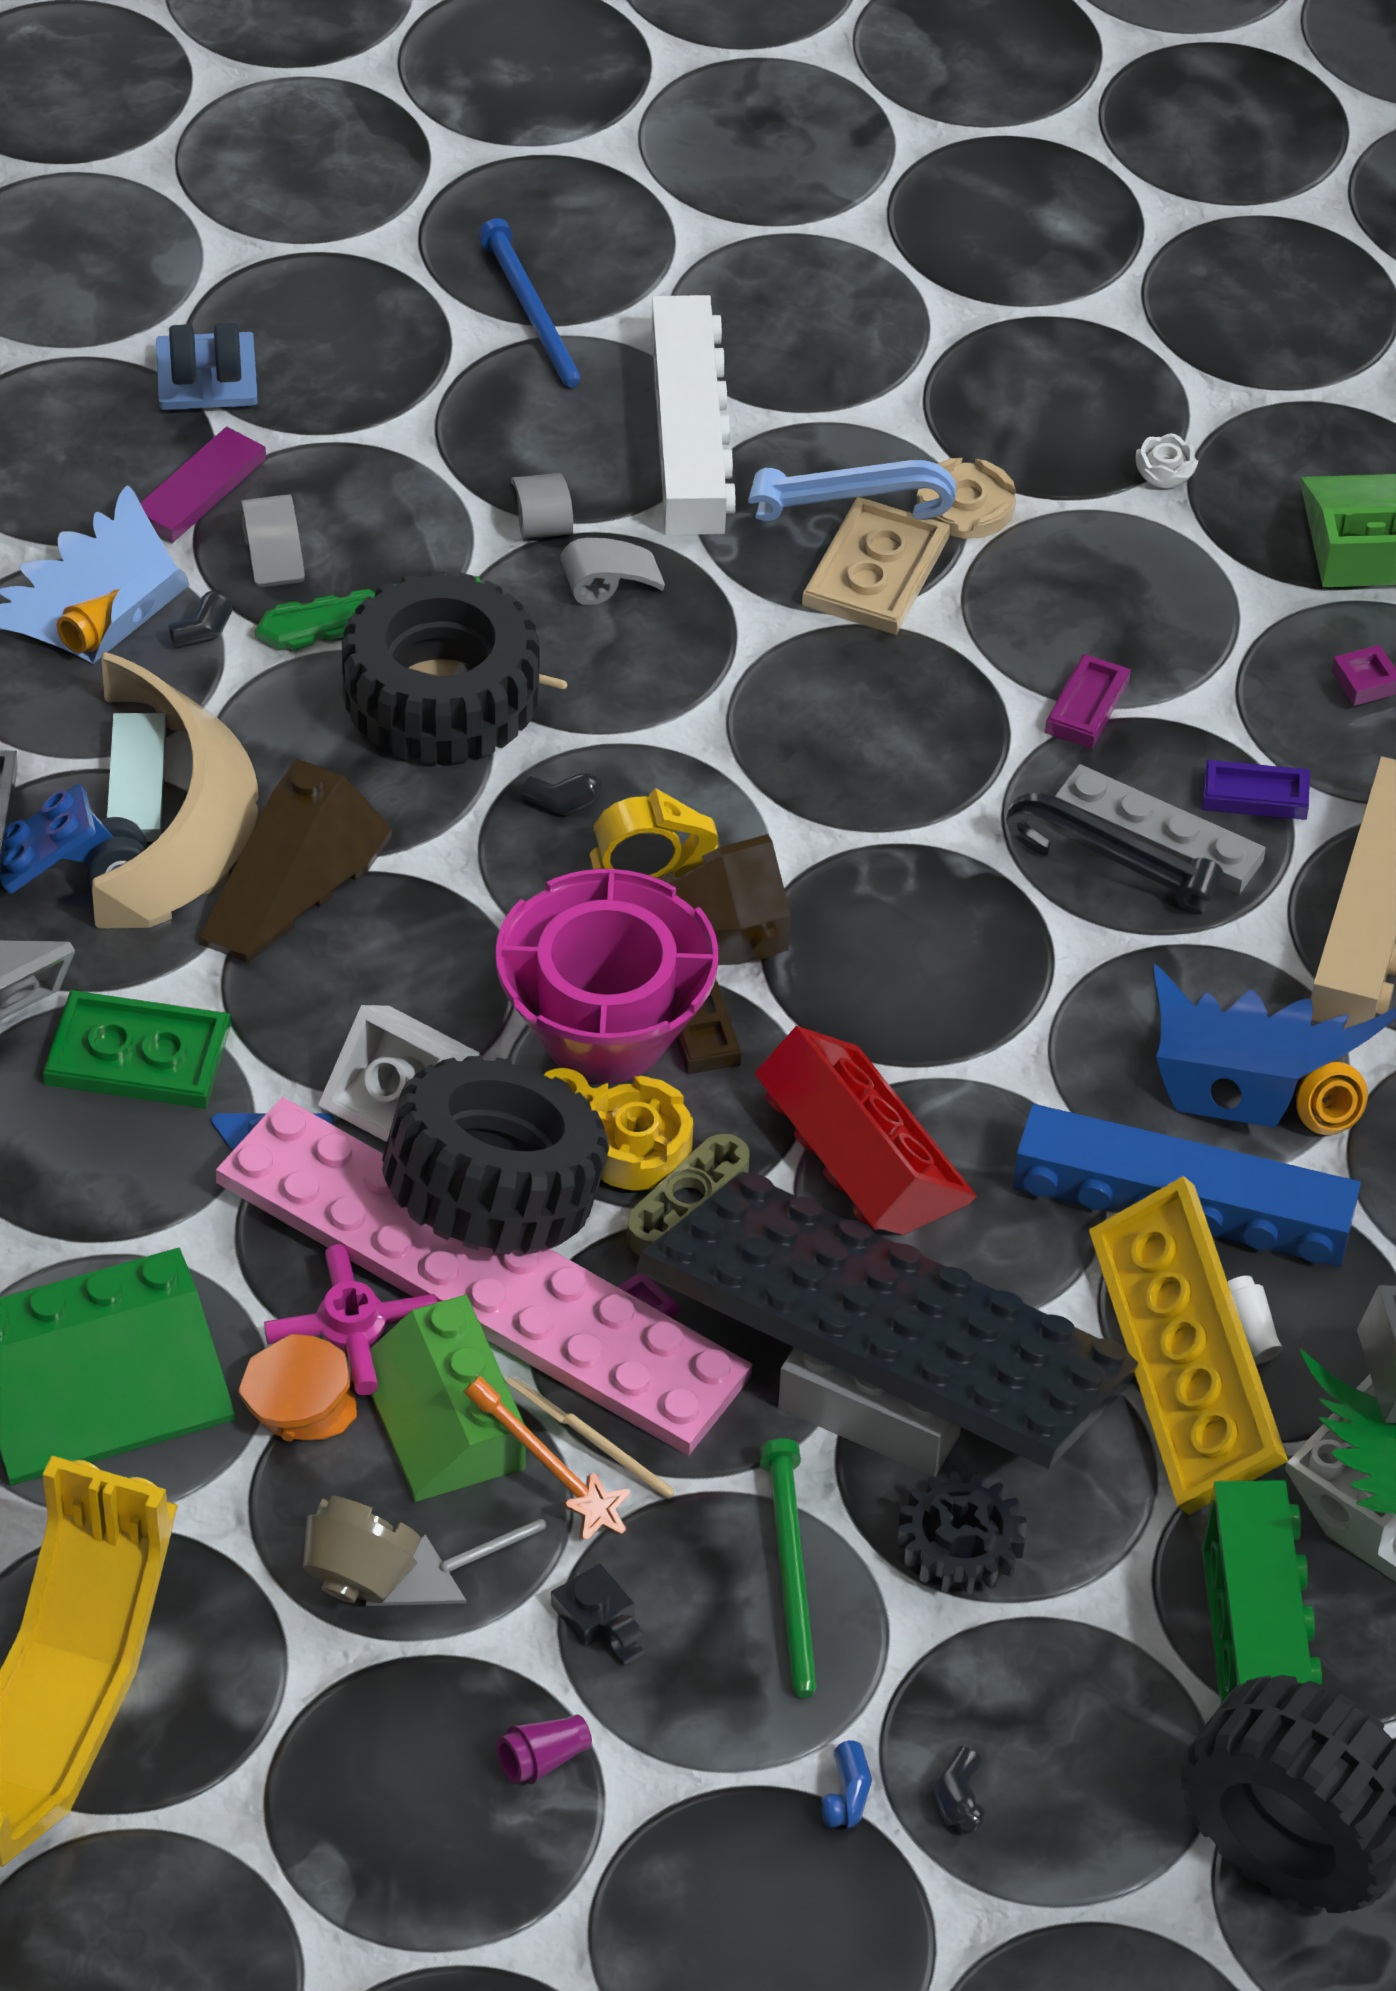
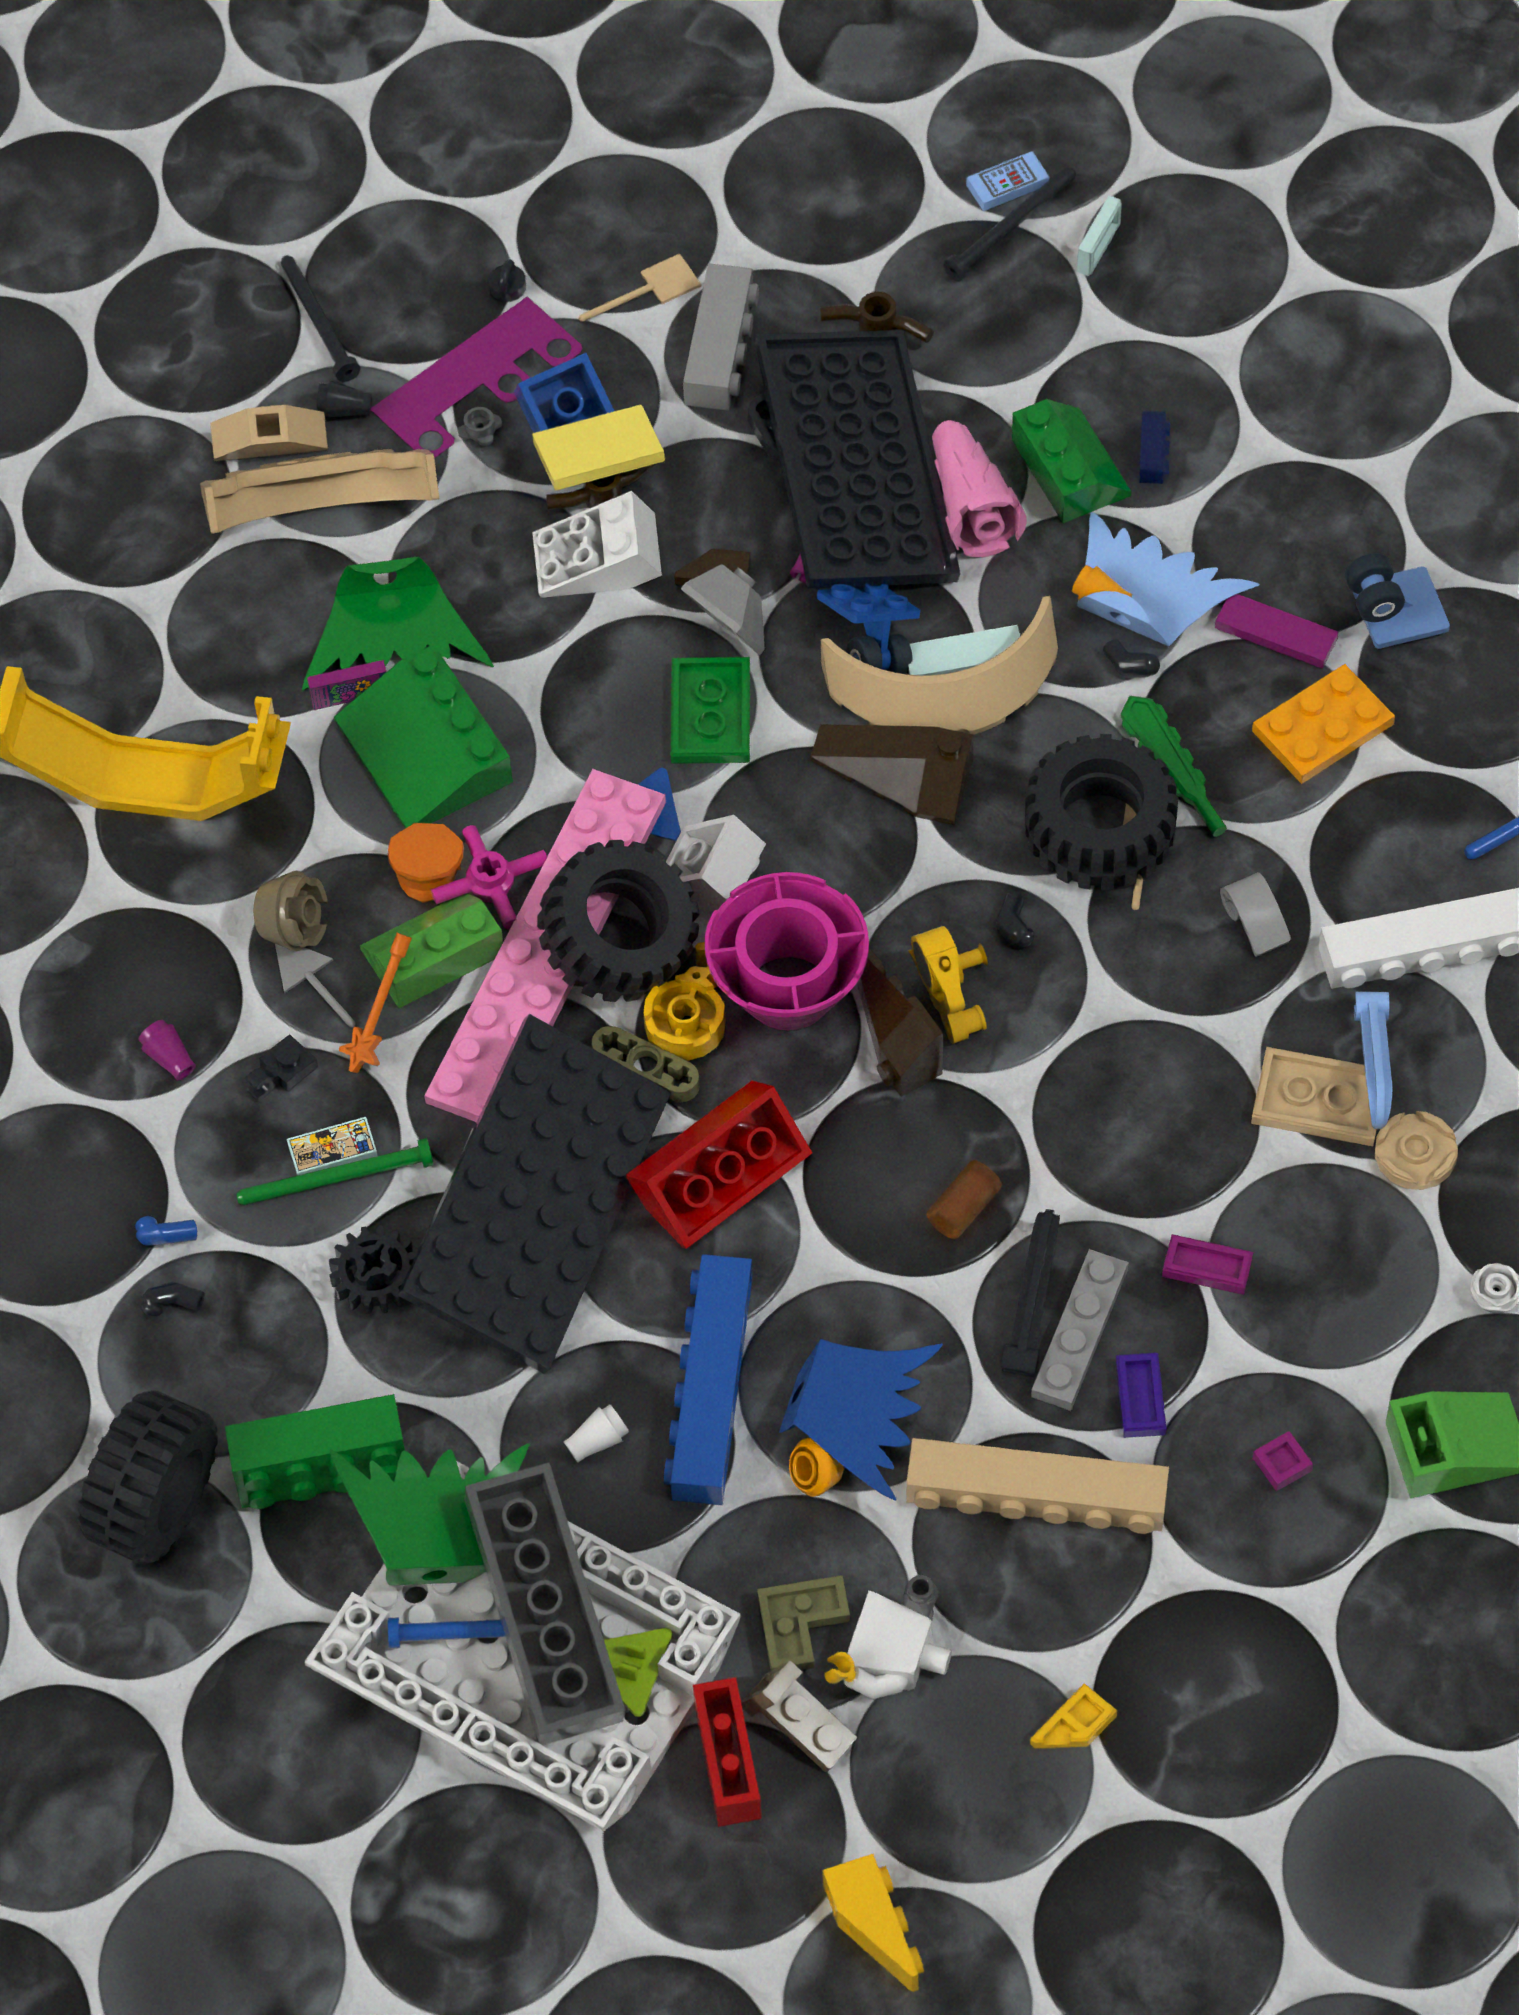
camera: 85 degrees right, 10 degrees up
(273, 540) = (1229, 678): light grey panel -> none
(351, 469) = (1323, 723): none -> light orange plate
(543, 505) = (1311, 850): light grey panel -> none
(593, 1436) = (434, 1003): tan piece -> none
(709, 1037) = (803, 1053): dark brown tile -> none
(746, 1568) = (332, 1146): none -> tile
(966, 898) = (964, 1199): none -> clear orange piece
(1188, 1344) = (555, 1388): yellow plate -> none

